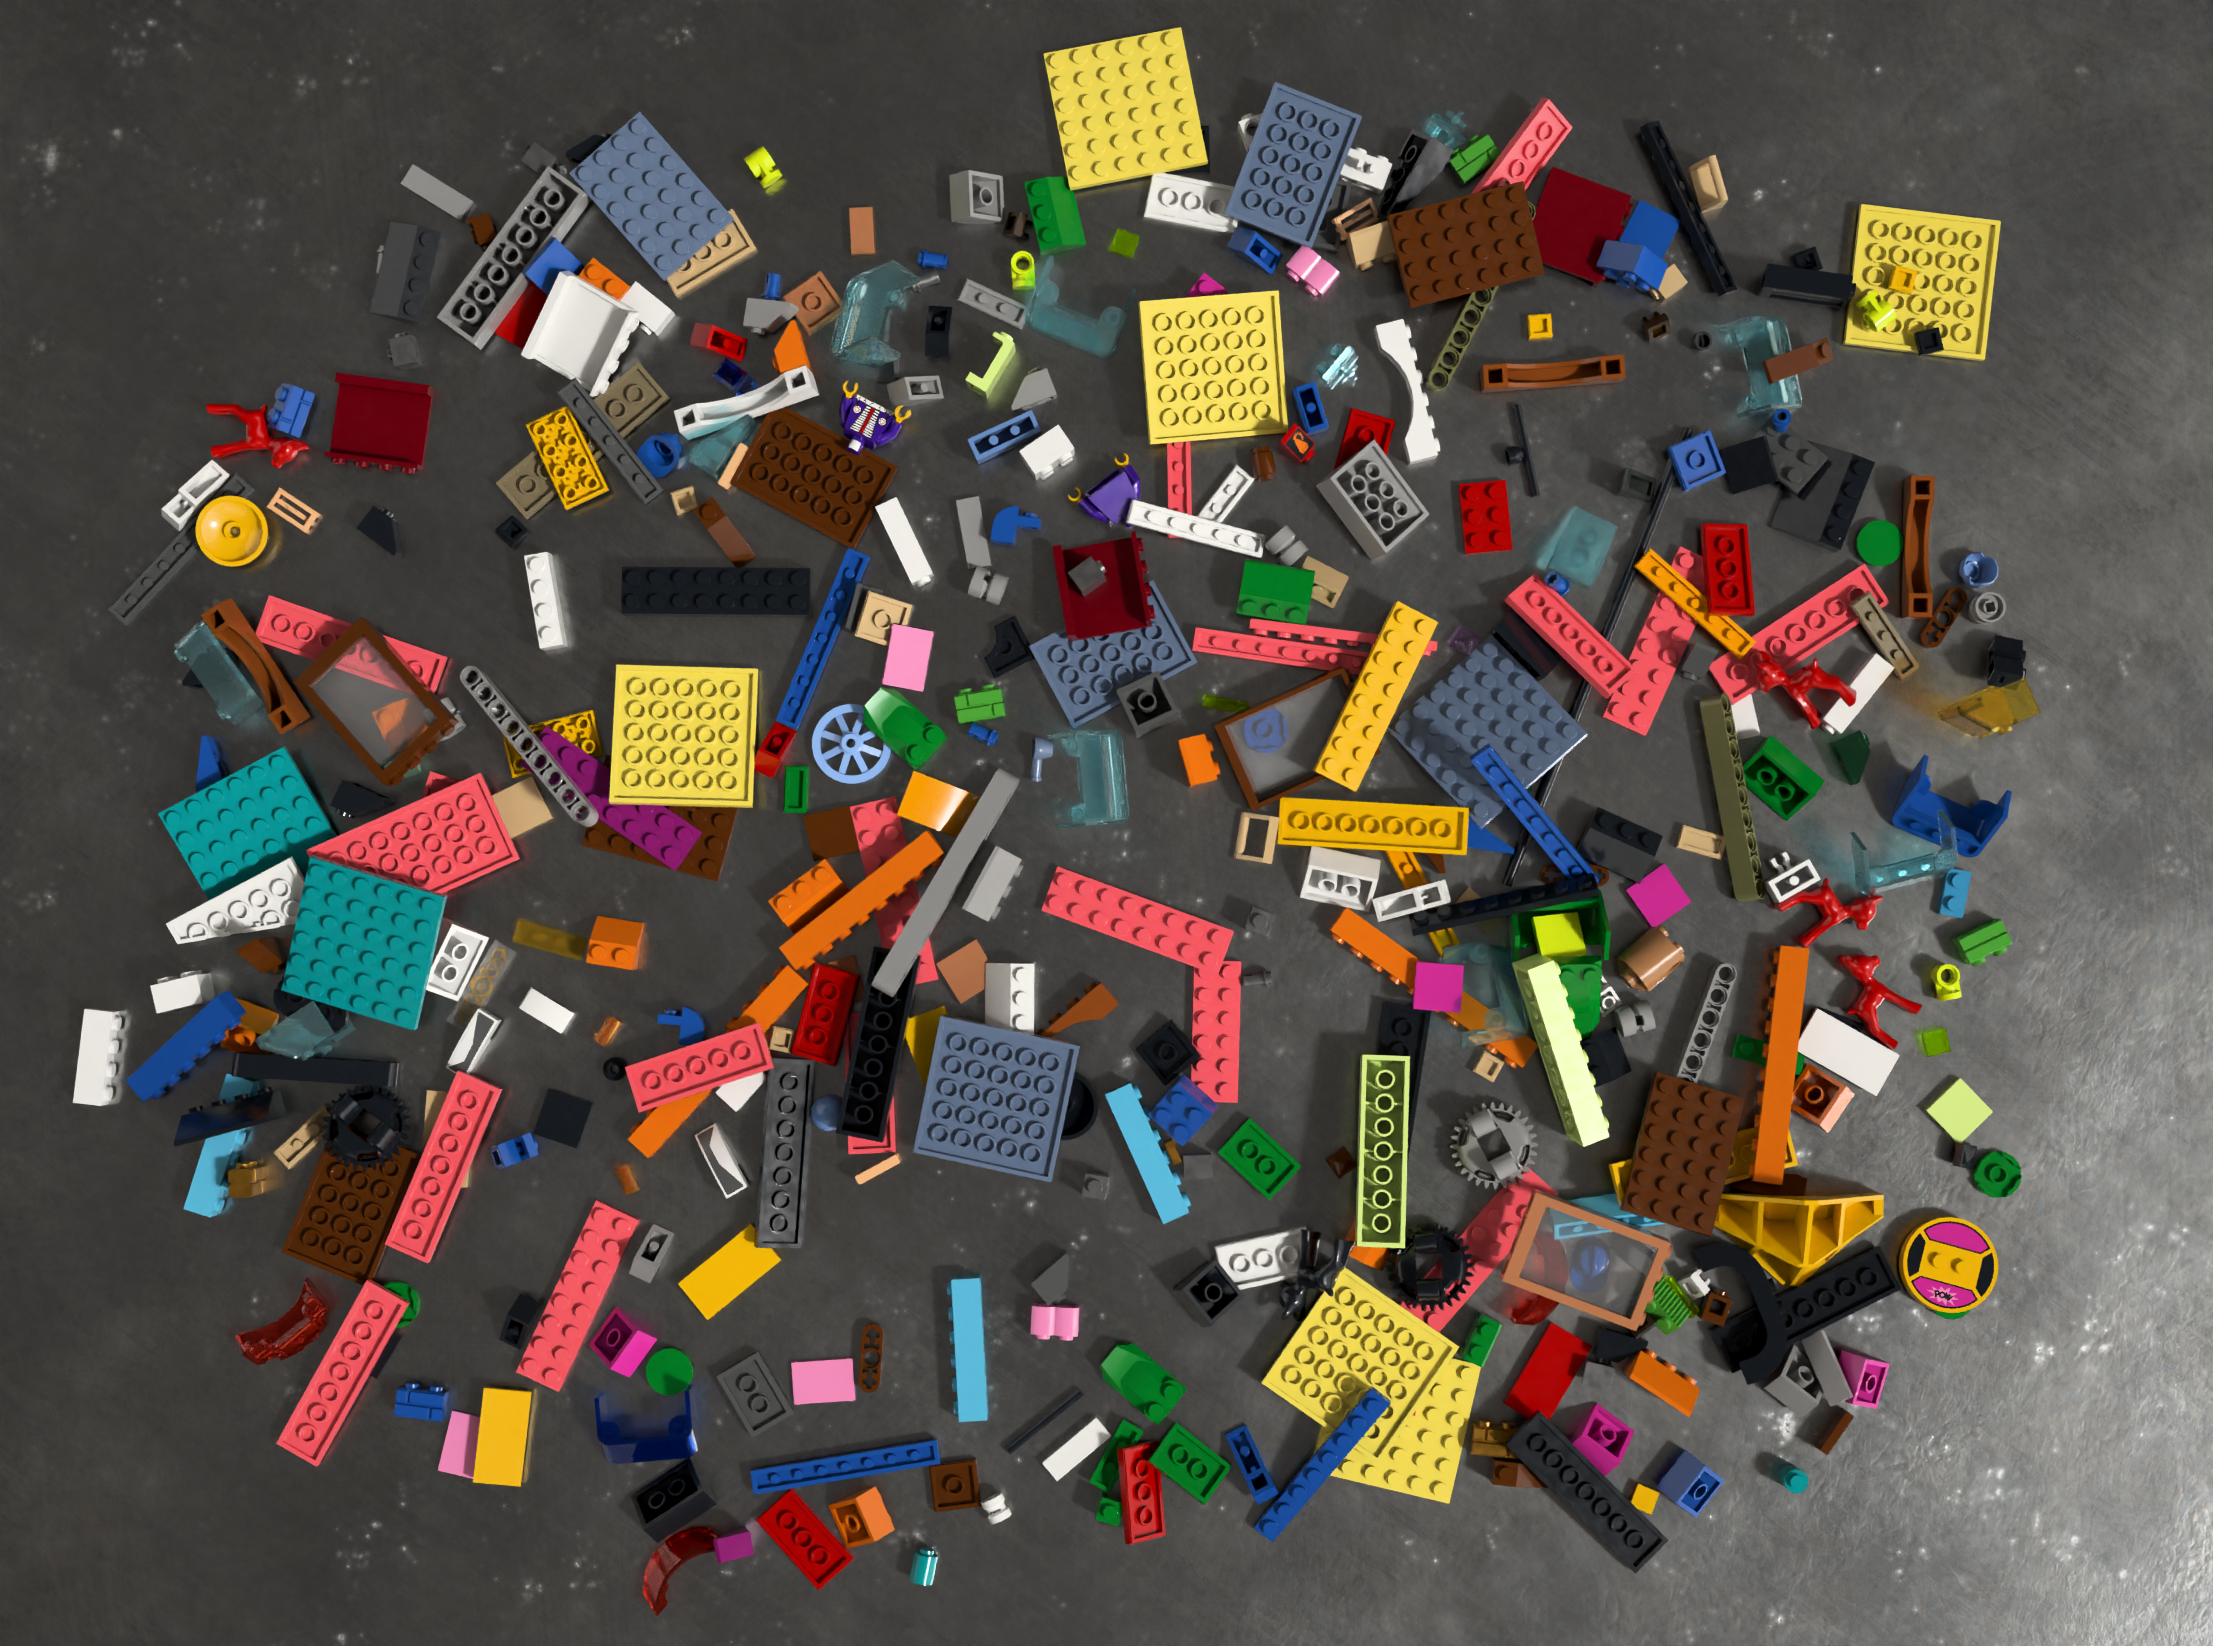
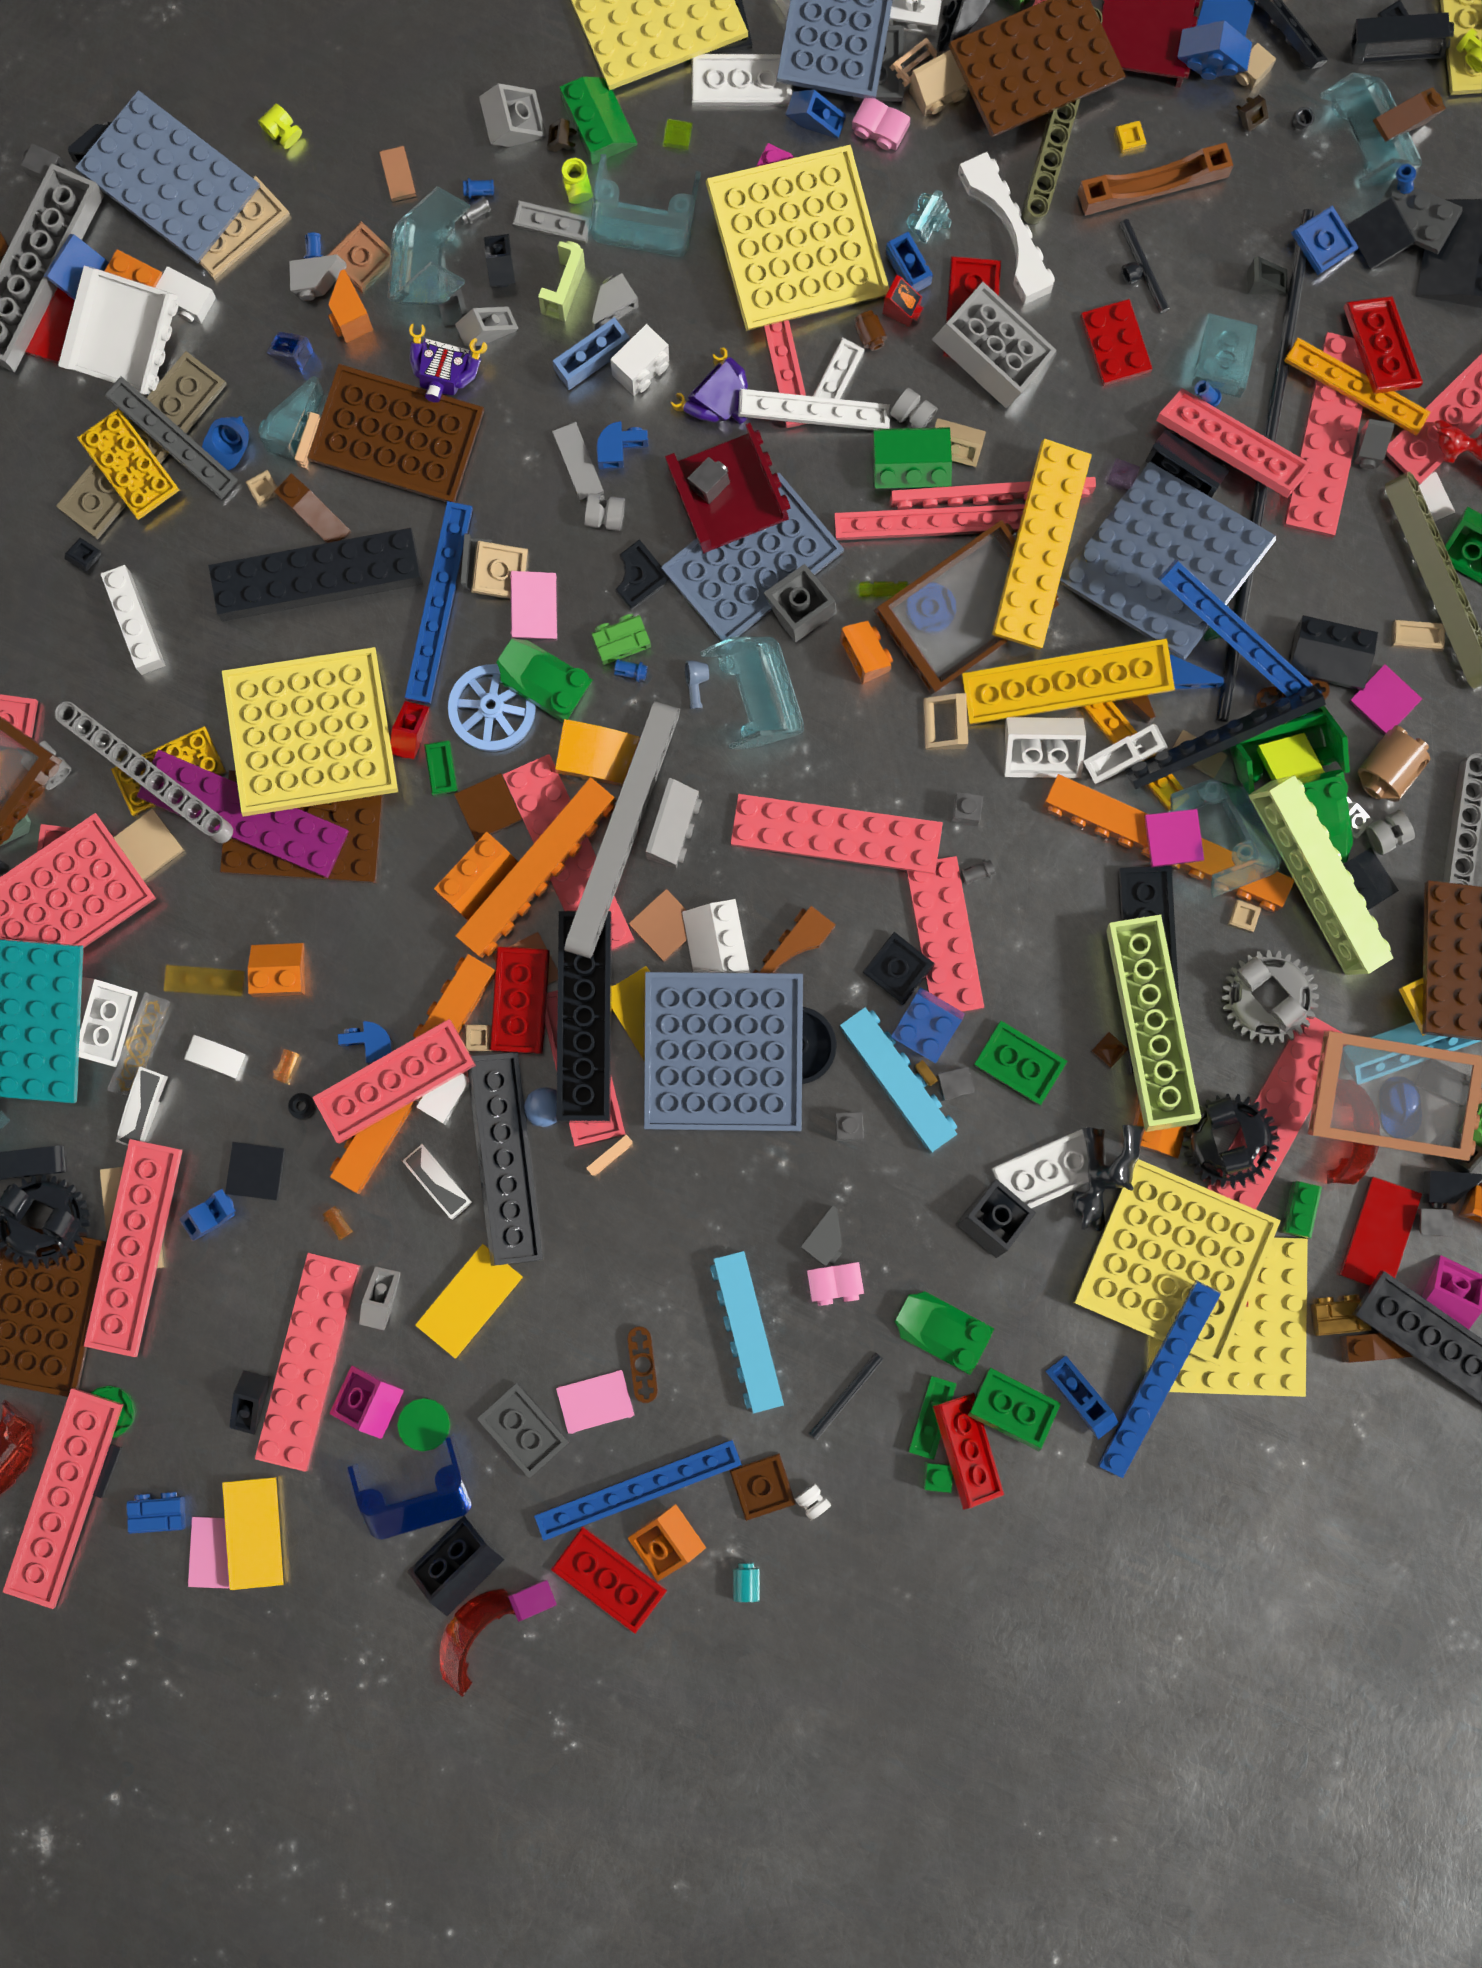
camera: 20 degrees left, 5 degrees down
(718, 341) = (266, 314): red slope -> none
(781, 392) = (350, 346): white arch -> none
(905, 542) = (506, 484): white brick -> none
(1076, 1448) = (887, 1419): white tile -> none

